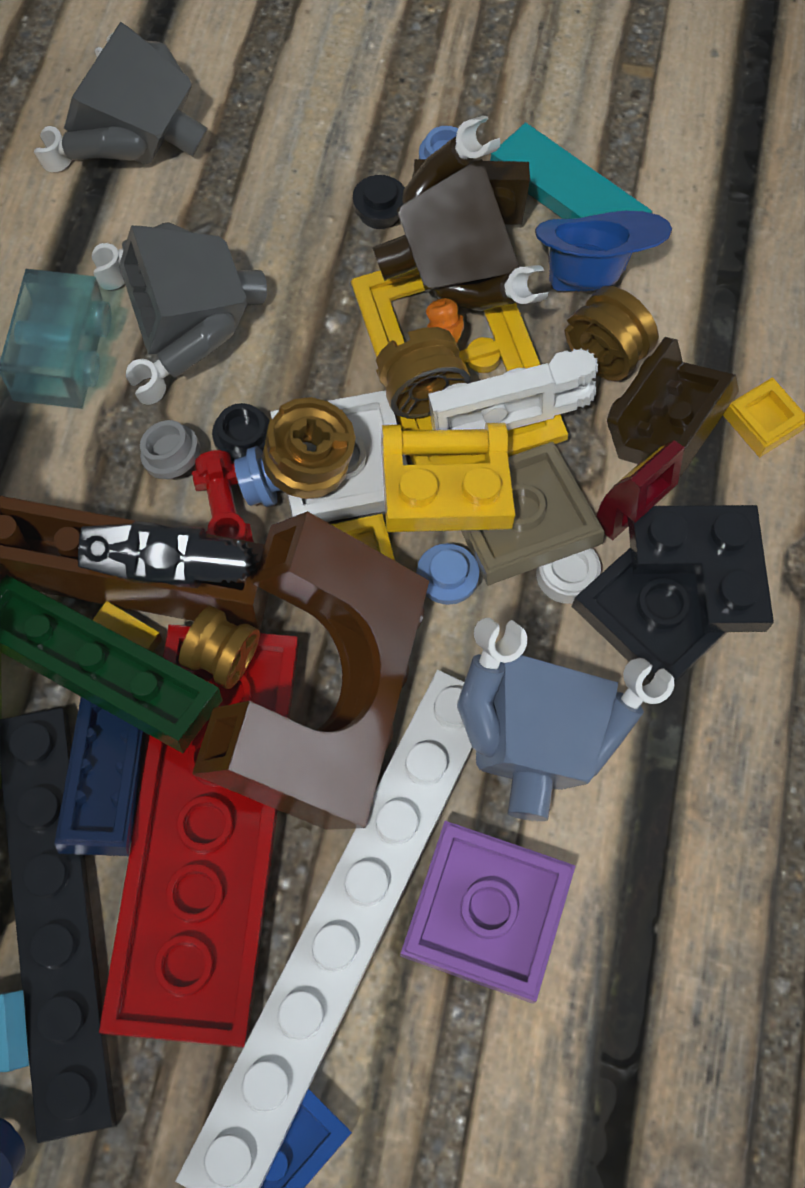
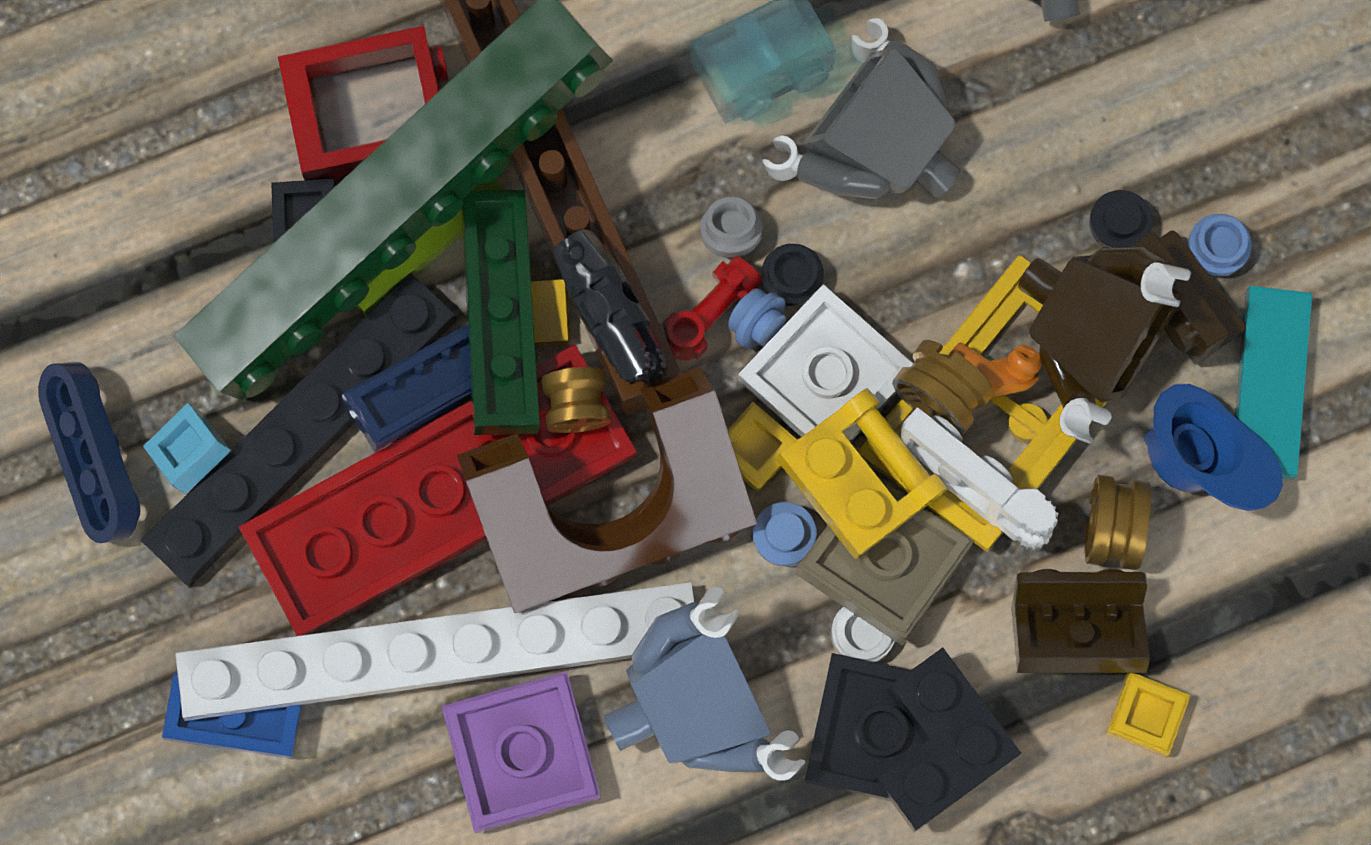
camera: 60 degrees right, 10 degrees up
(286, 456) = (800, 370): pearl gold wheel -> none
(641, 489) = (962, 644): dark red slope -> none

